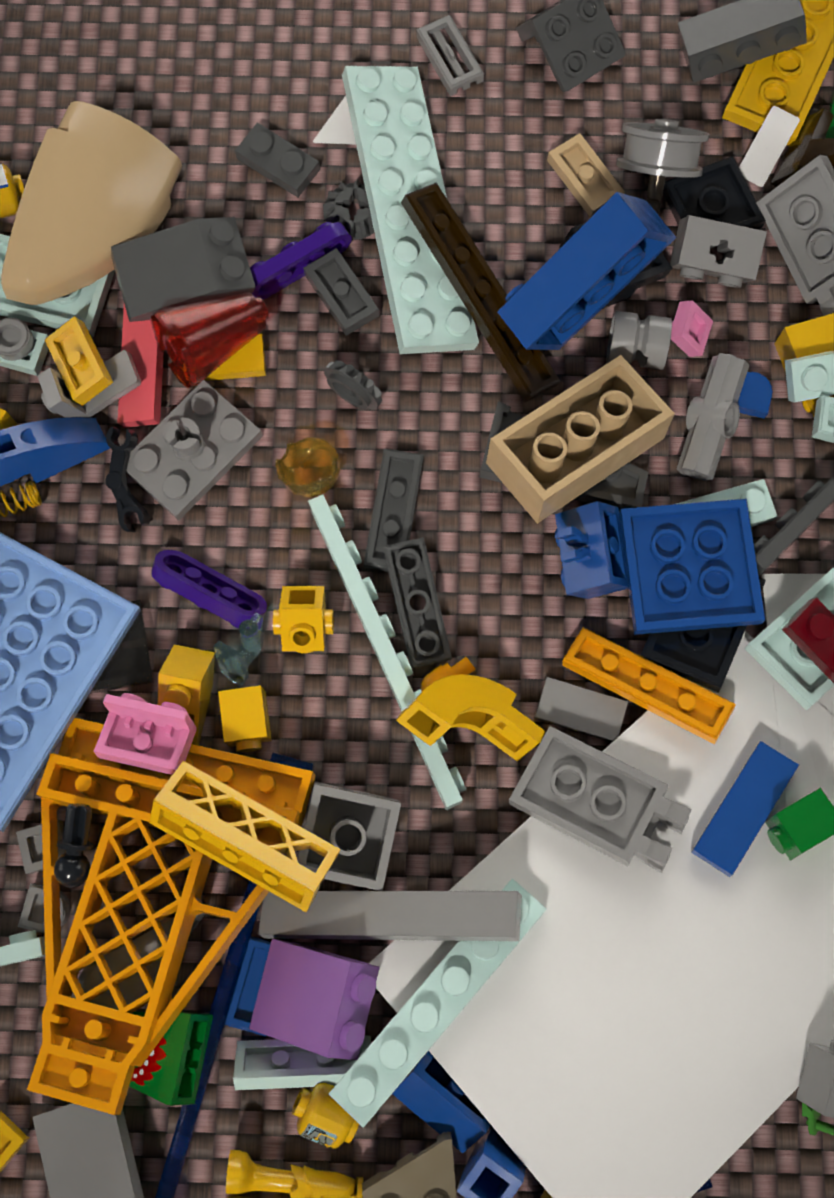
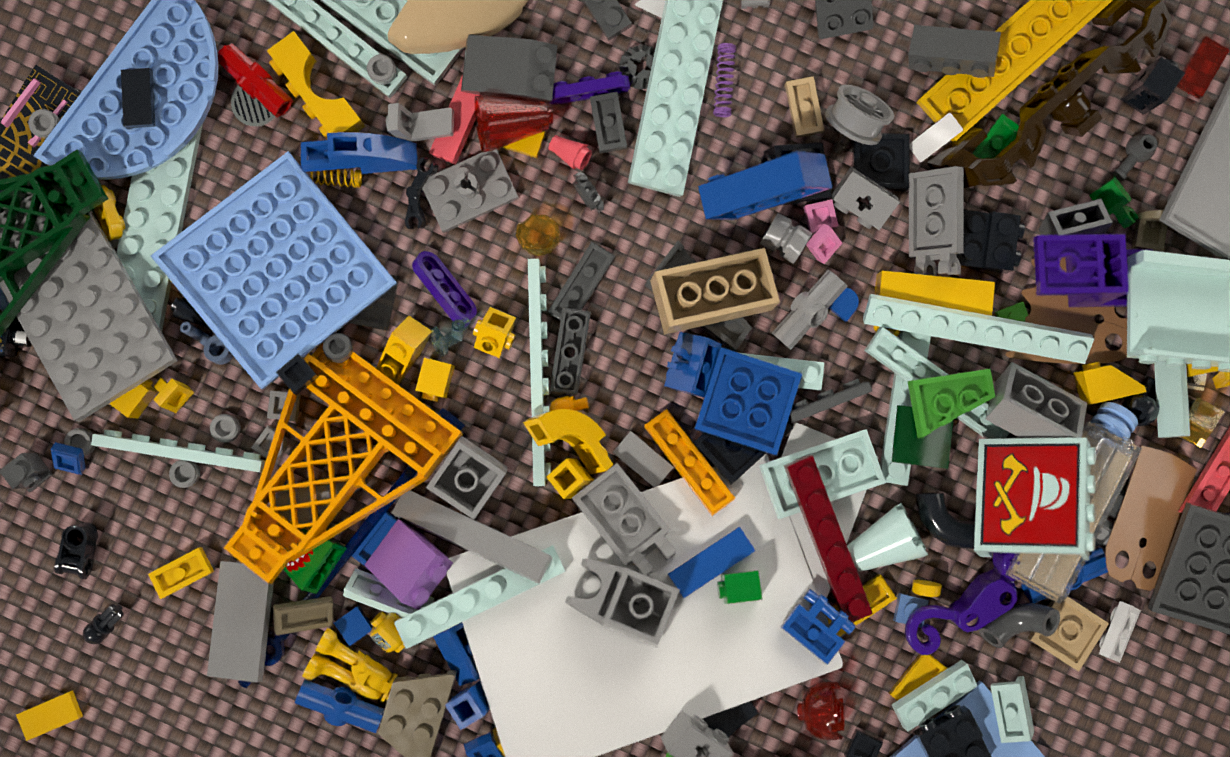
camera: 20 degrees right, 10 degrees up
(45, 786) = (297, 374): none -> black plate
(73, 866) = (296, 428): black axle -> none
(78, 361) = (418, 103): yellow plate -> none
(86, 728) = (337, 348): none -> dark grey tile
(145, 733) = (369, 367): bright pink bracket -> none
(187, 1146) = (303, 615): none -> dark tan tile
(232, 846) = (394, 460): yellow fence -> none
(268, 1130) = (353, 625): none -> blue tile
(309, 346) = (571, 152): none -> coral cone
(477, 288) = (695, 155): dark brown tile -> none
(483, 216) = (724, 111): none -> medium lavender piece
(492, 775) = (569, 478): none -> yellow brick
(640, 911) = (618, 594): none -> light grey brick
(665, 296) = (820, 214): none -> bright pink tile

